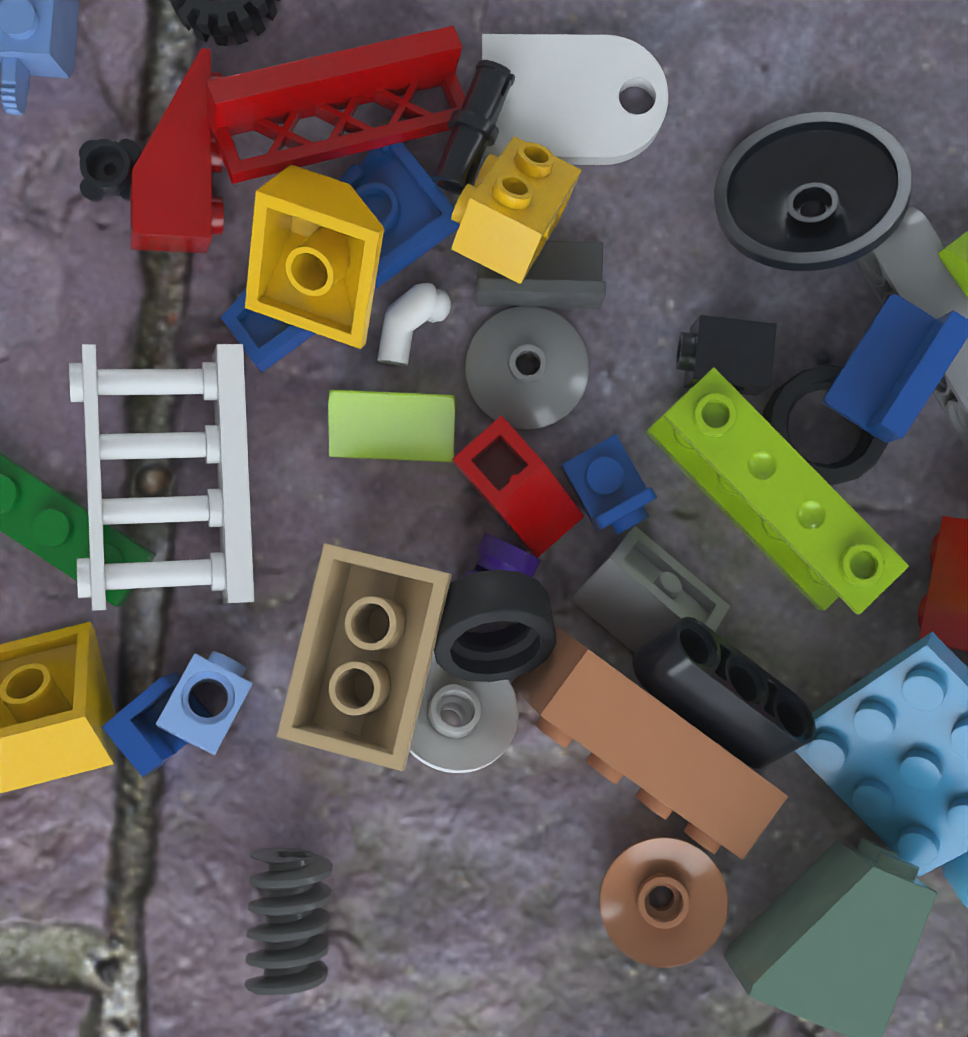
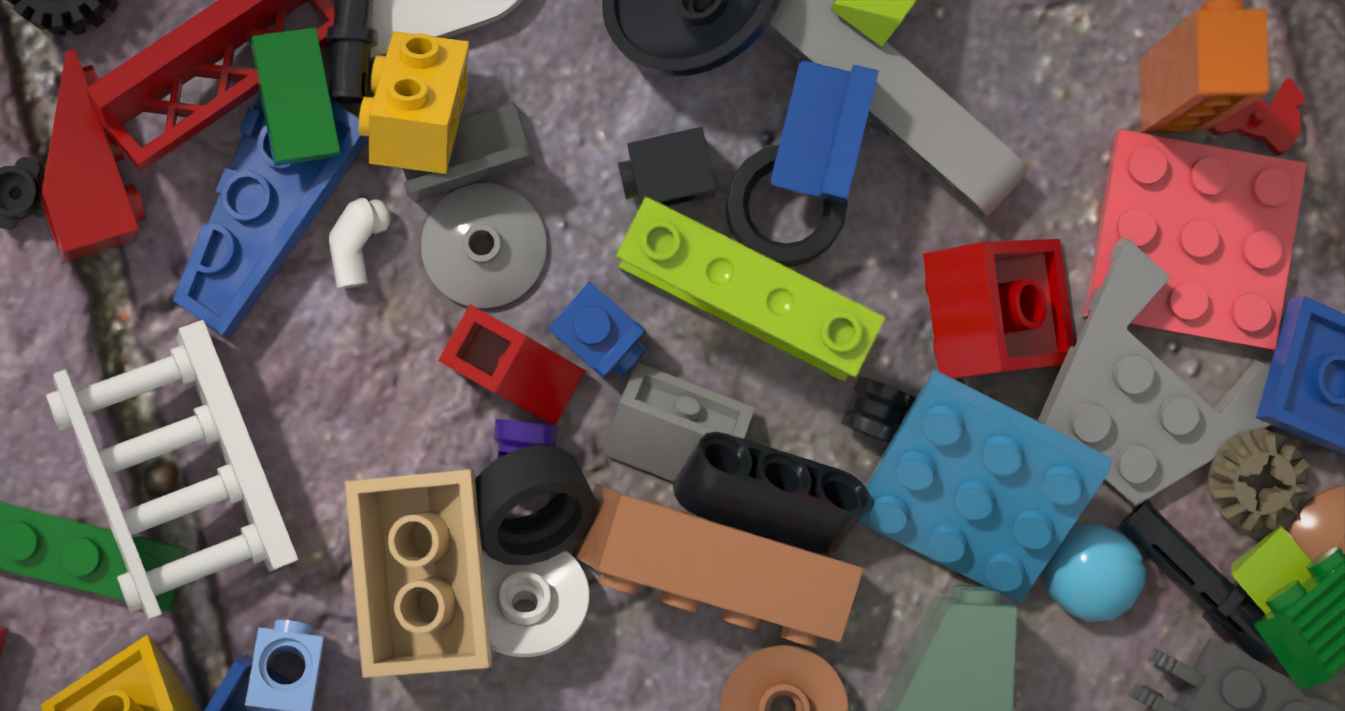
camera: 20 degrees left, 0 degrees up
(314, 255) = (241, 213): yellow slope -> none
(391, 425) = (372, 347): lime slope -> none
(402, 162) = (295, 96): none -> green tile
(848, 649) = (877, 409): none -> black wheel

